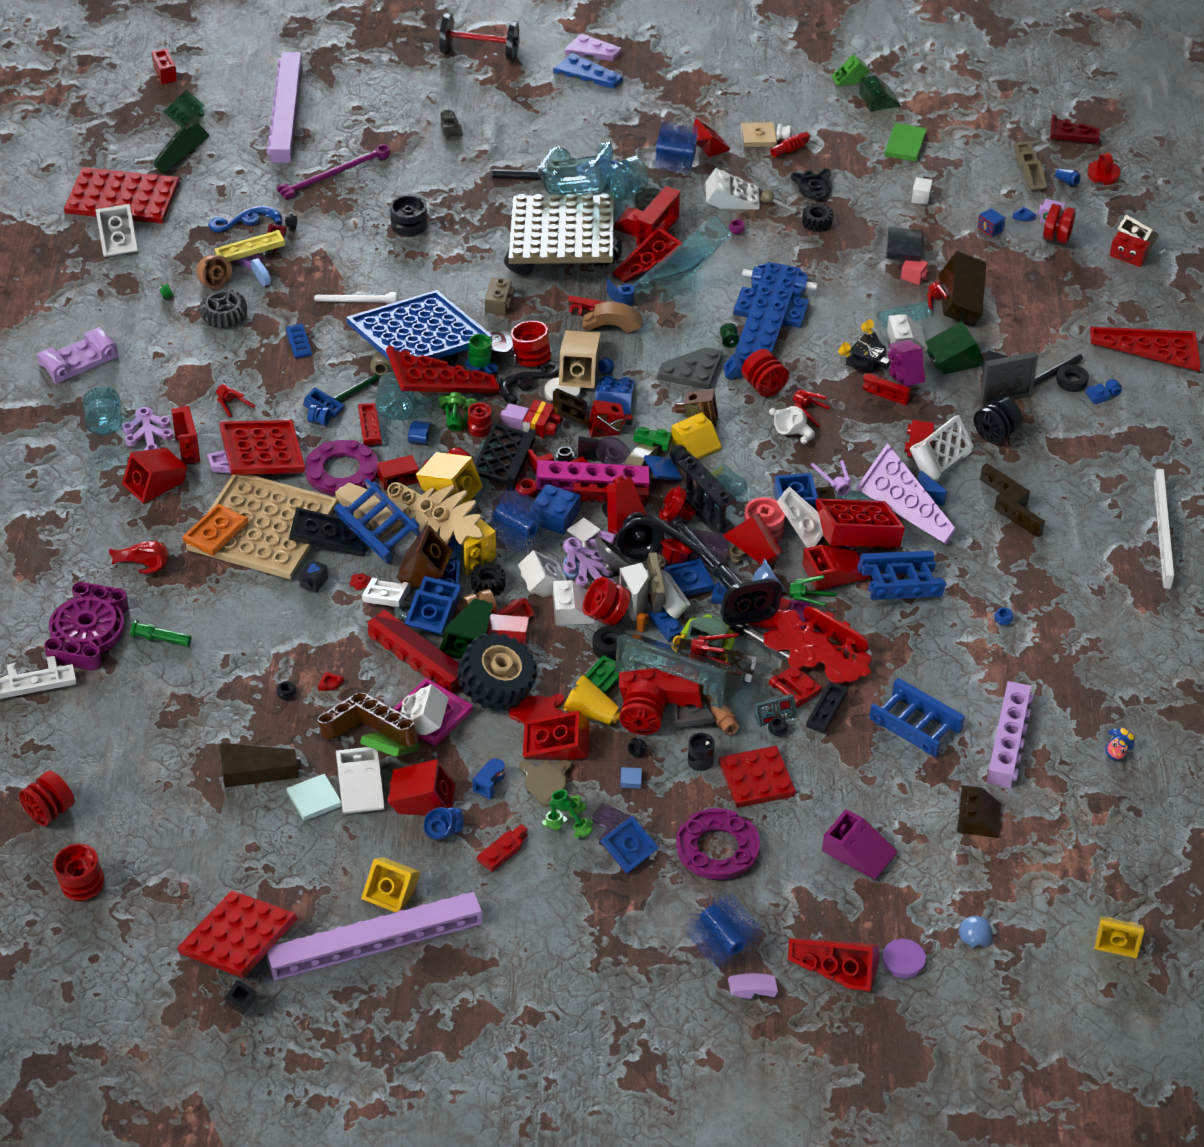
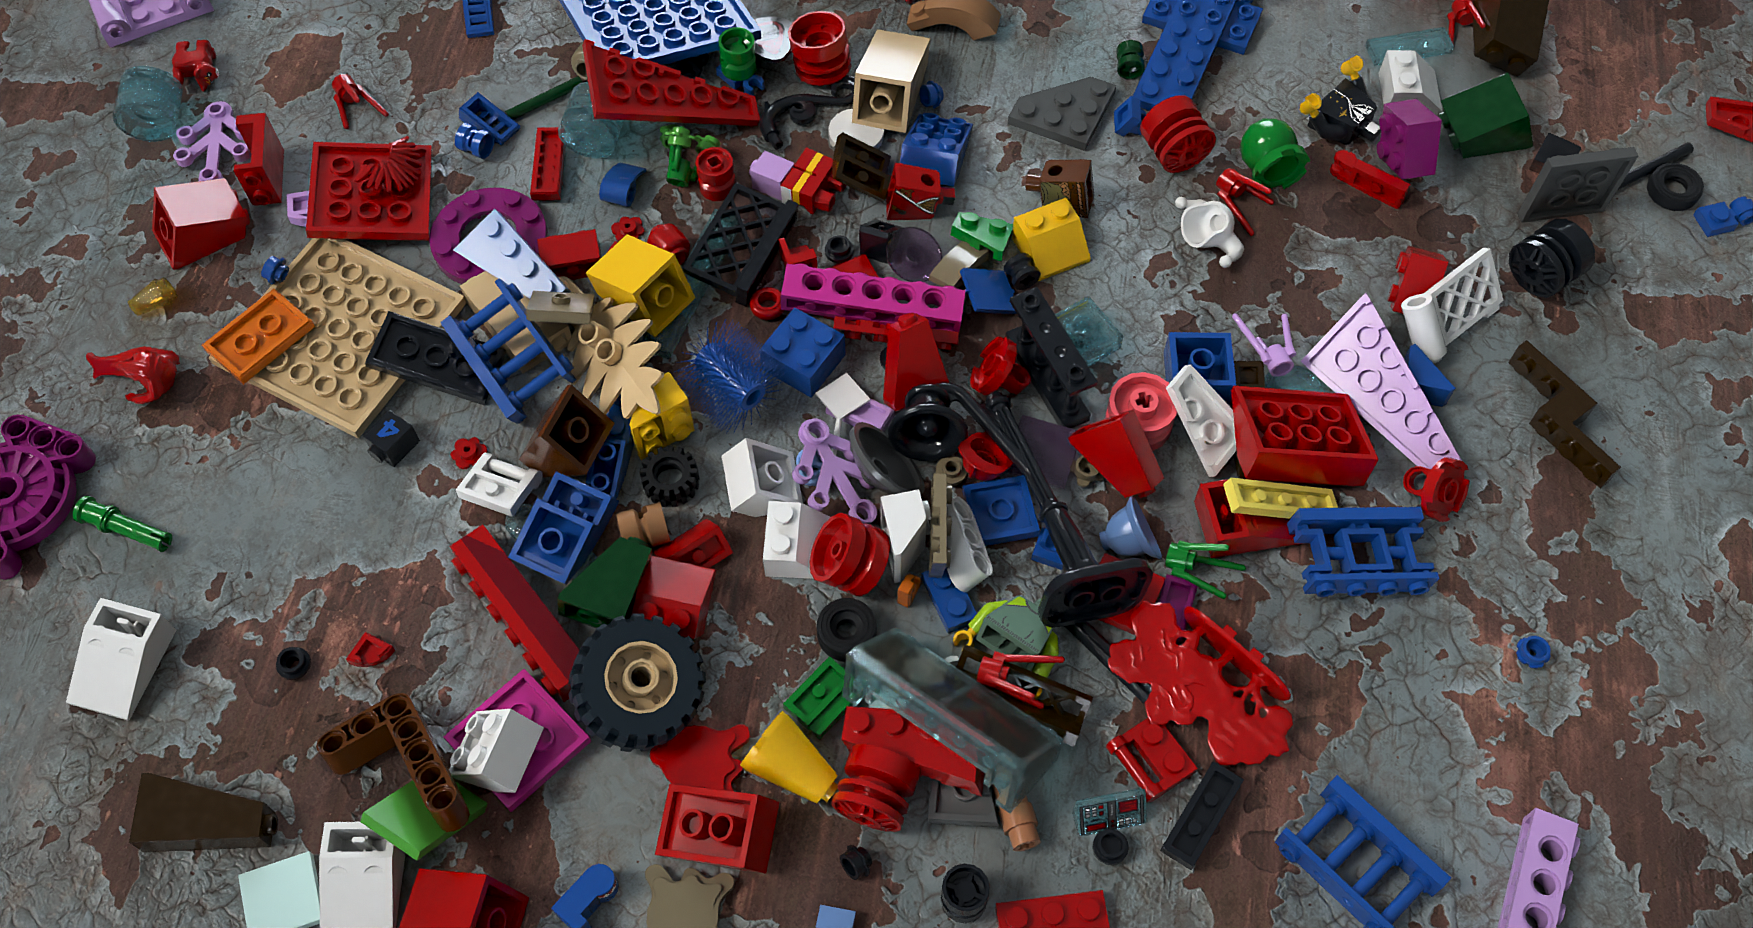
camera: 10 degrees right, 15 degrees up
(122, 386) = (195, 63): none -> red animal
(137, 517) = (153, 296): none -> clear yellow cone
(183, 695) = (117, 658): none -> white slope
(216, 493) = (275, 270): none -> blue plate
(277, 433) = (398, 170): none -> red hair
(356, 468) = (507, 256): none -> wing
(405, 492) = (560, 307): none -> dark tan plate
(426, 455) = (628, 226): none -> red plant
(825, 379) = (1273, 153): none -> green tile
(843, 552) = (1273, 498): none -> light yellow plate
(944, 541) = (1442, 489): none -> red tile

